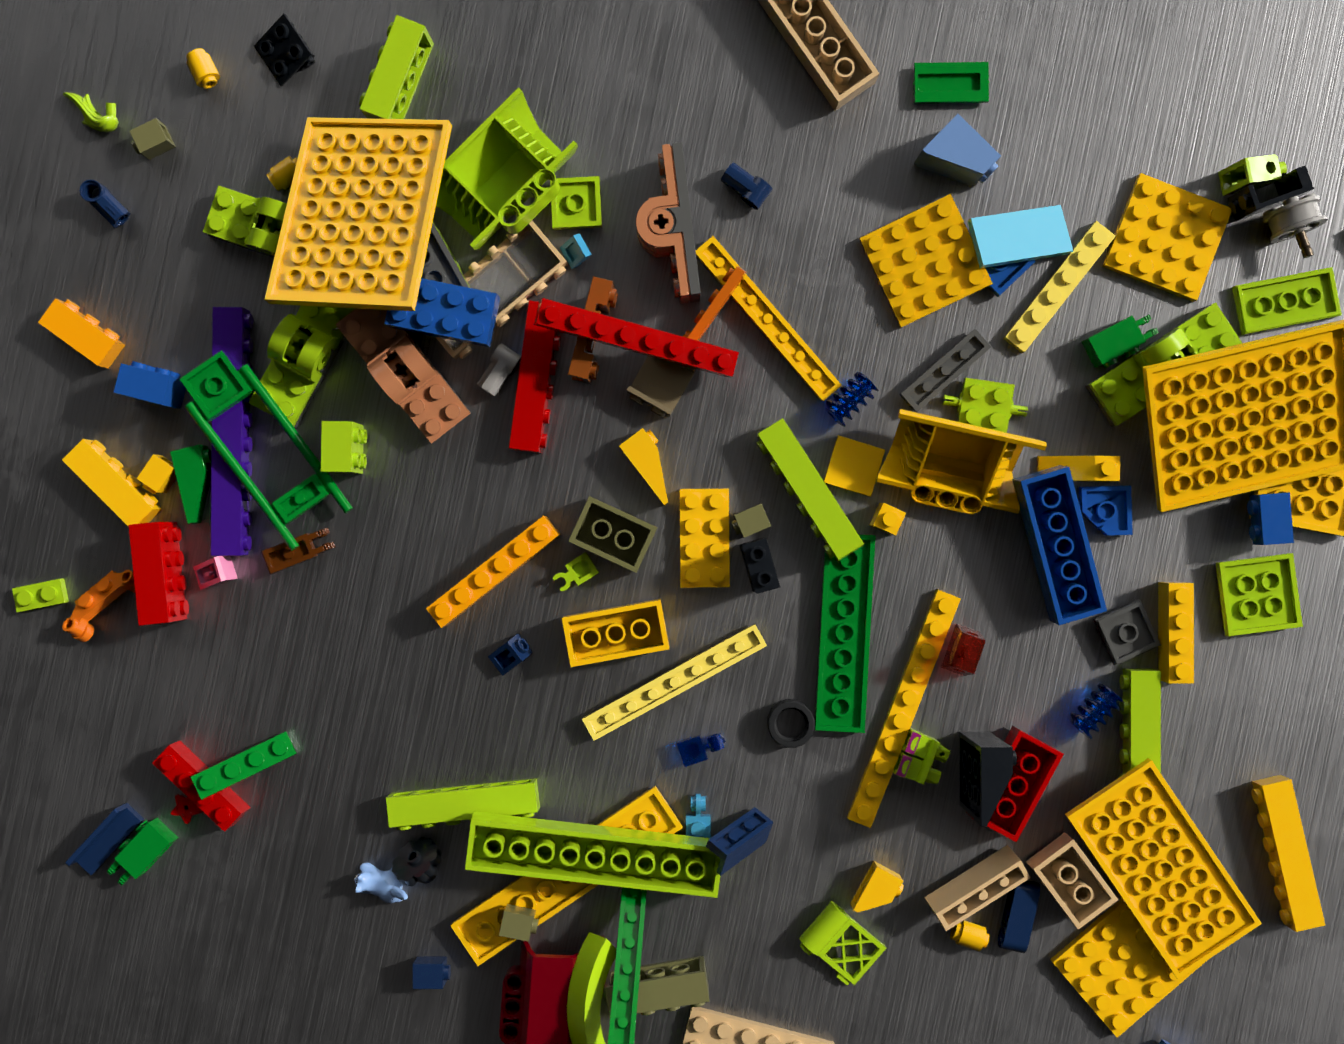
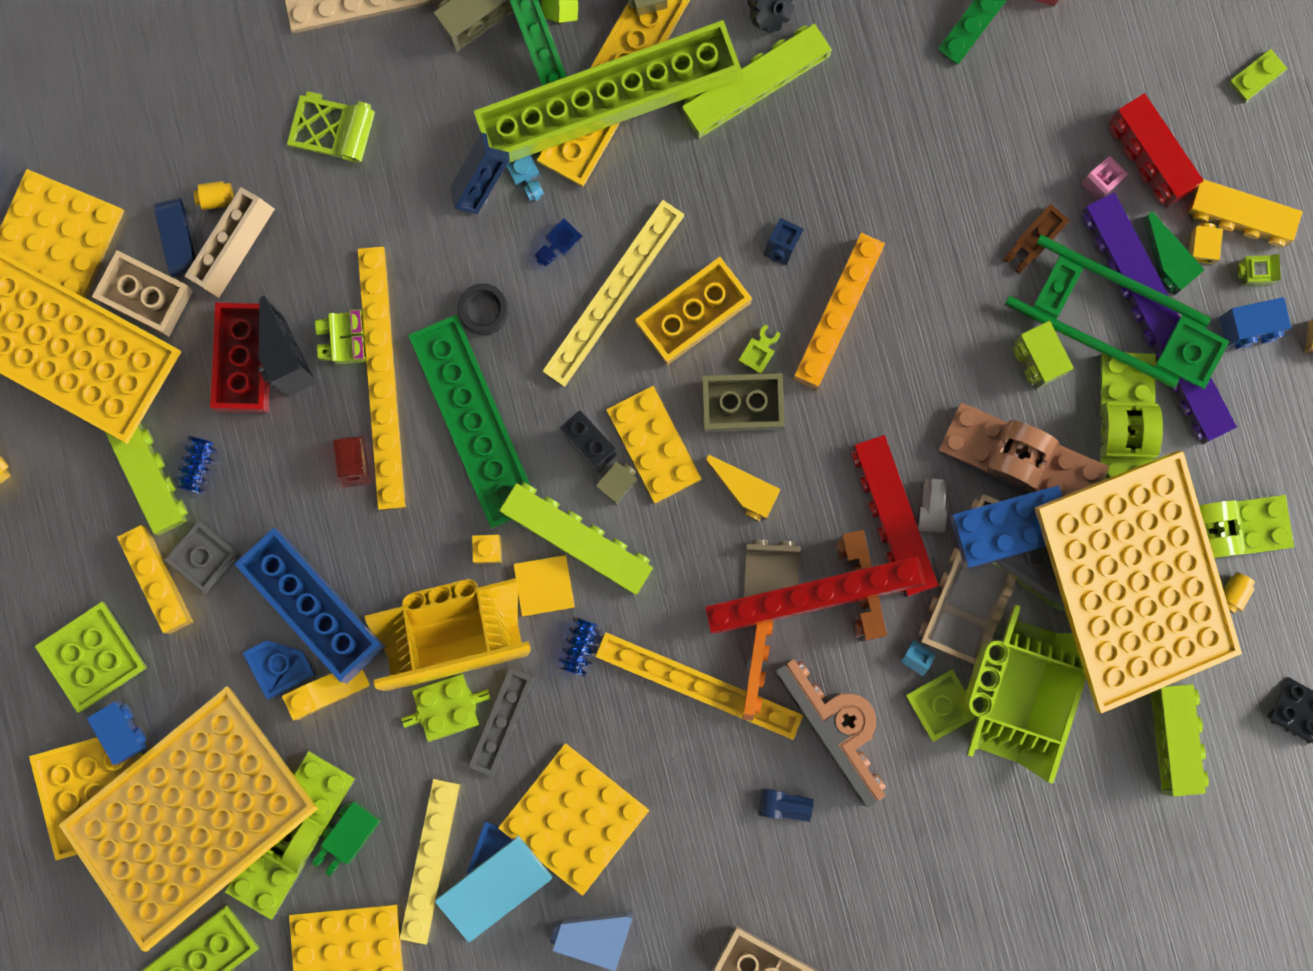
camera: 155 degrees right, 5 degrees down
(96, 600) = (1201, 98): orange plate -> none
(124, 429) = (1259, 270): none -> lime window
(877, 888) = (323, 195): yellow slope -> none

